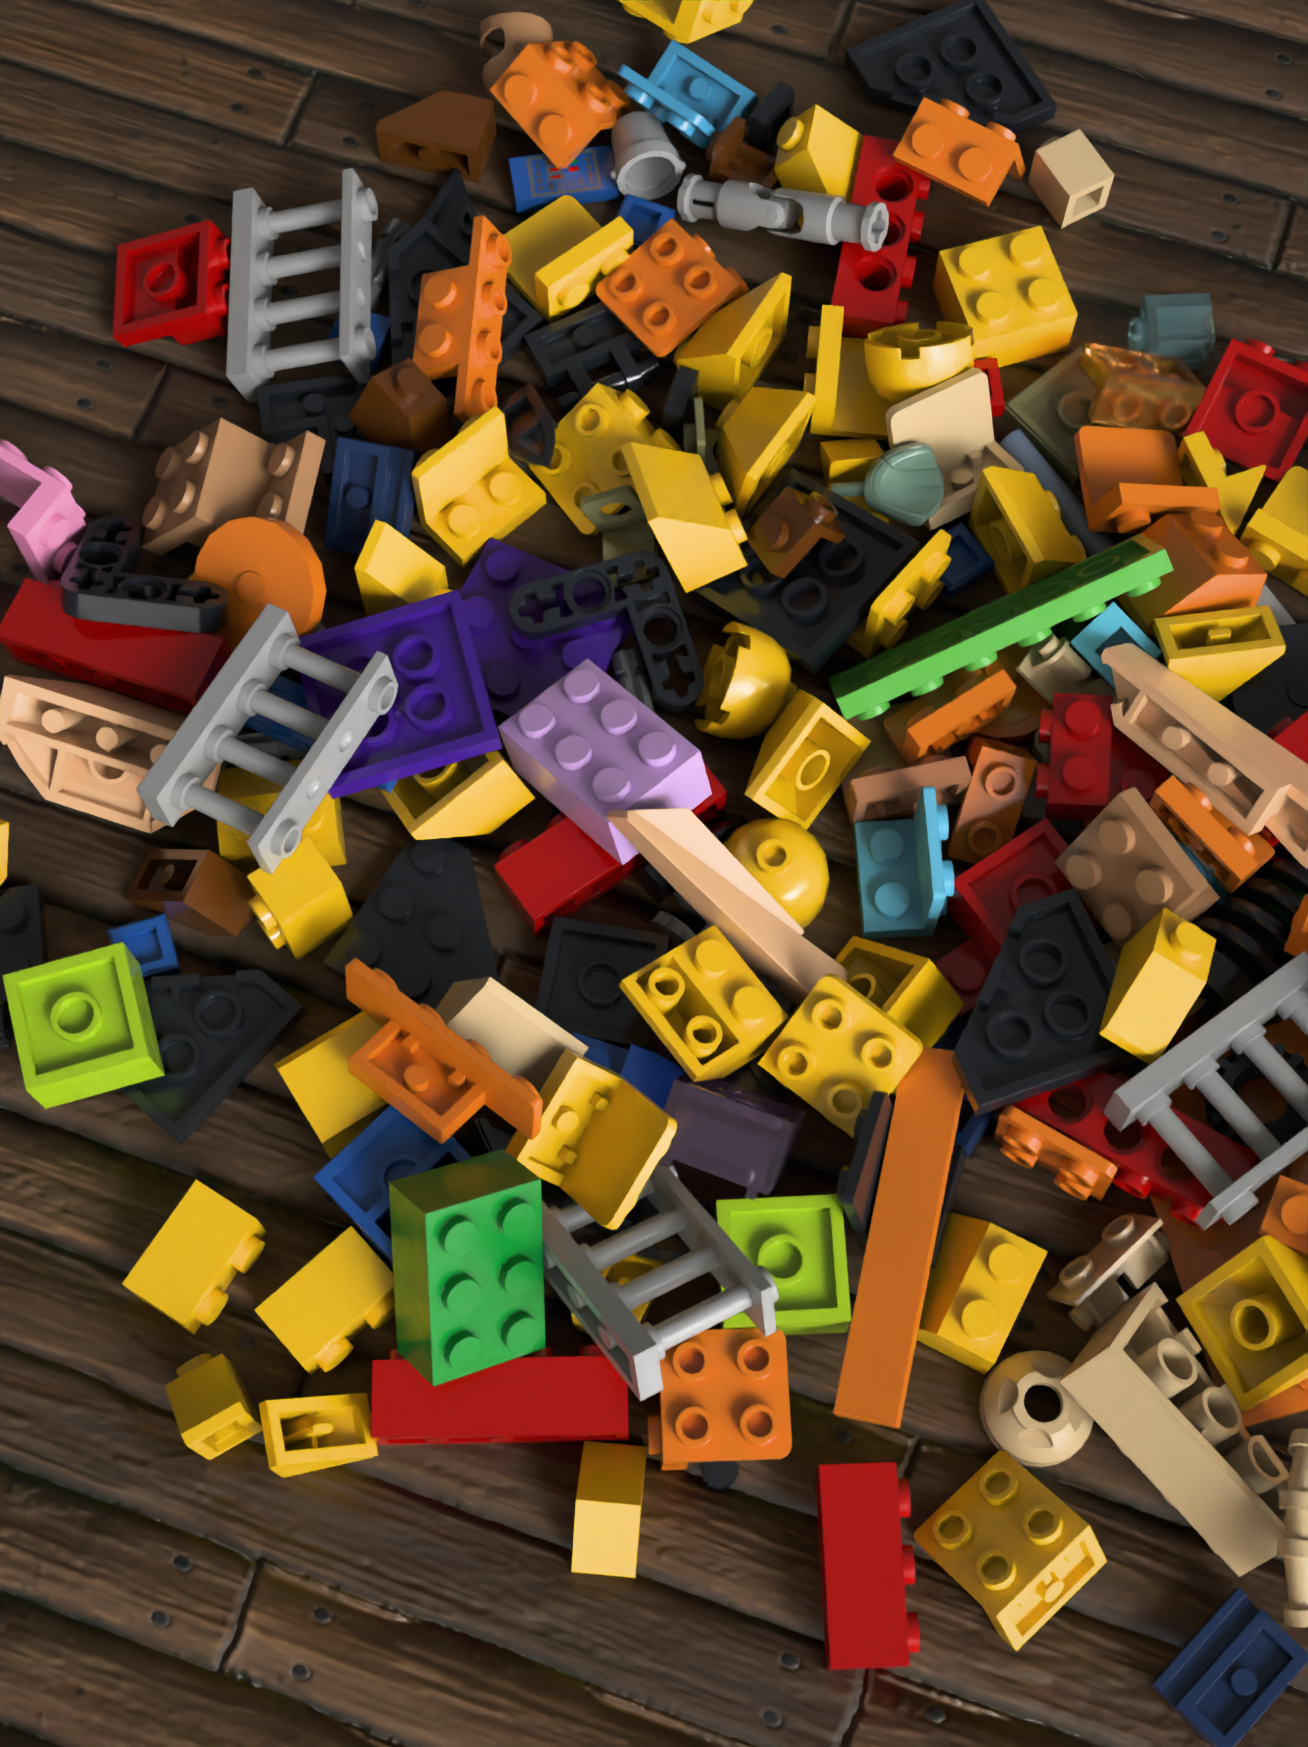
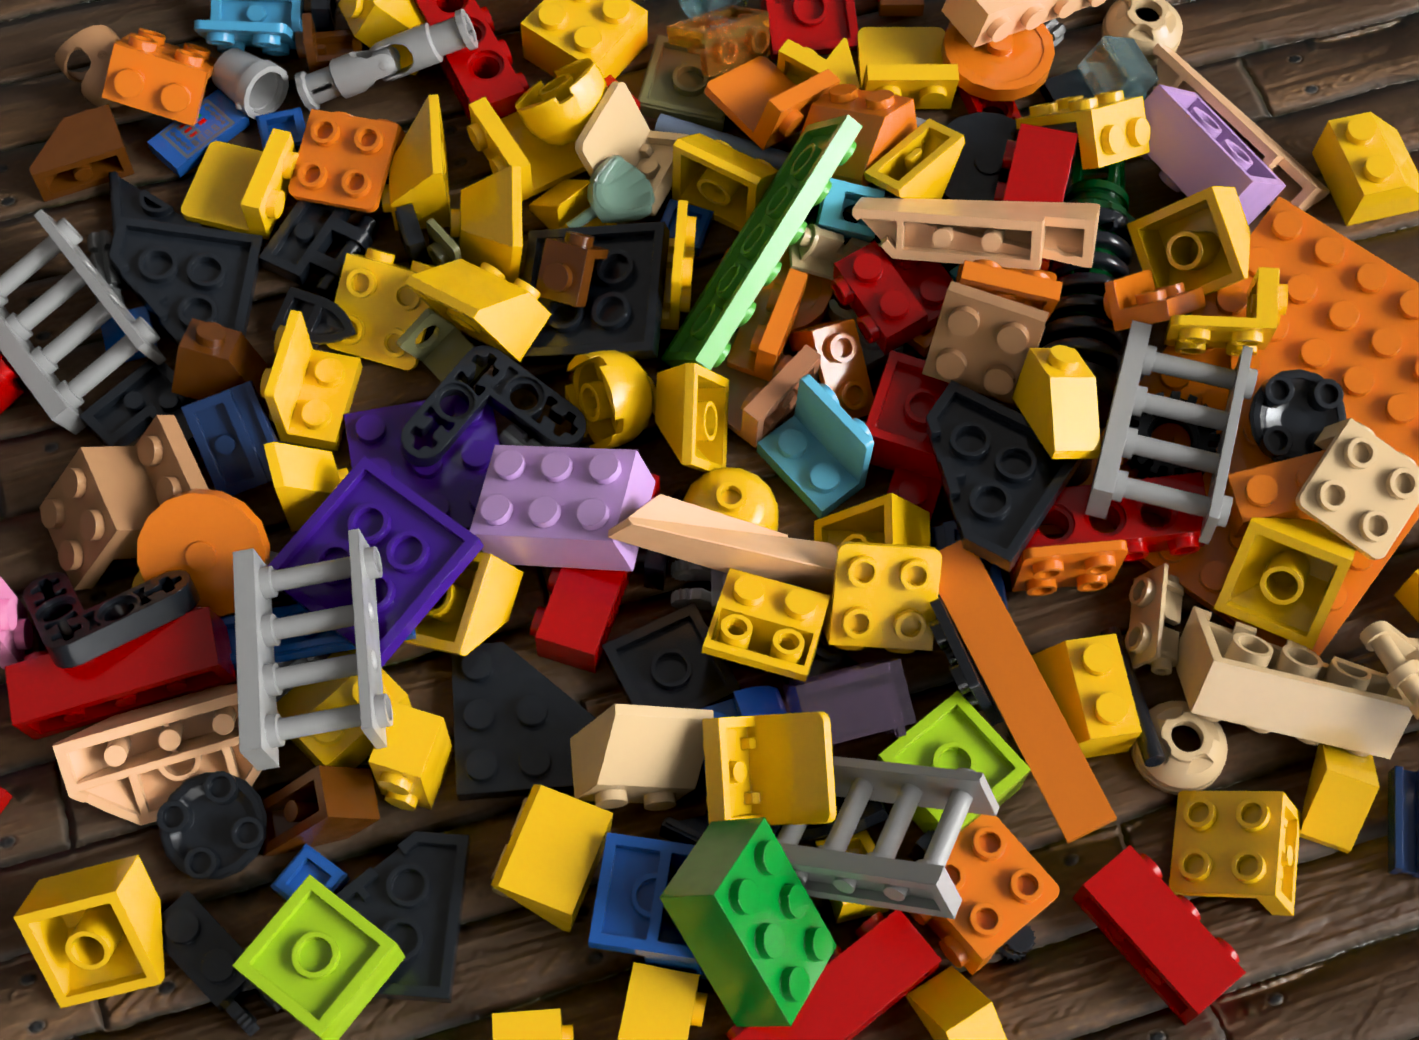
camera: 40 degrees left, 5 degrees down
(99, 841) = (212, 825): none -> black dish
(428, 1067) = (614, 799): orange bracket -> none
(463, 321) = (207, 272): orange bracket -> none
(1013, 1351) = (1148, 739): none -> black bar
(1156, 1574) = (1338, 797): none -> yellow slope

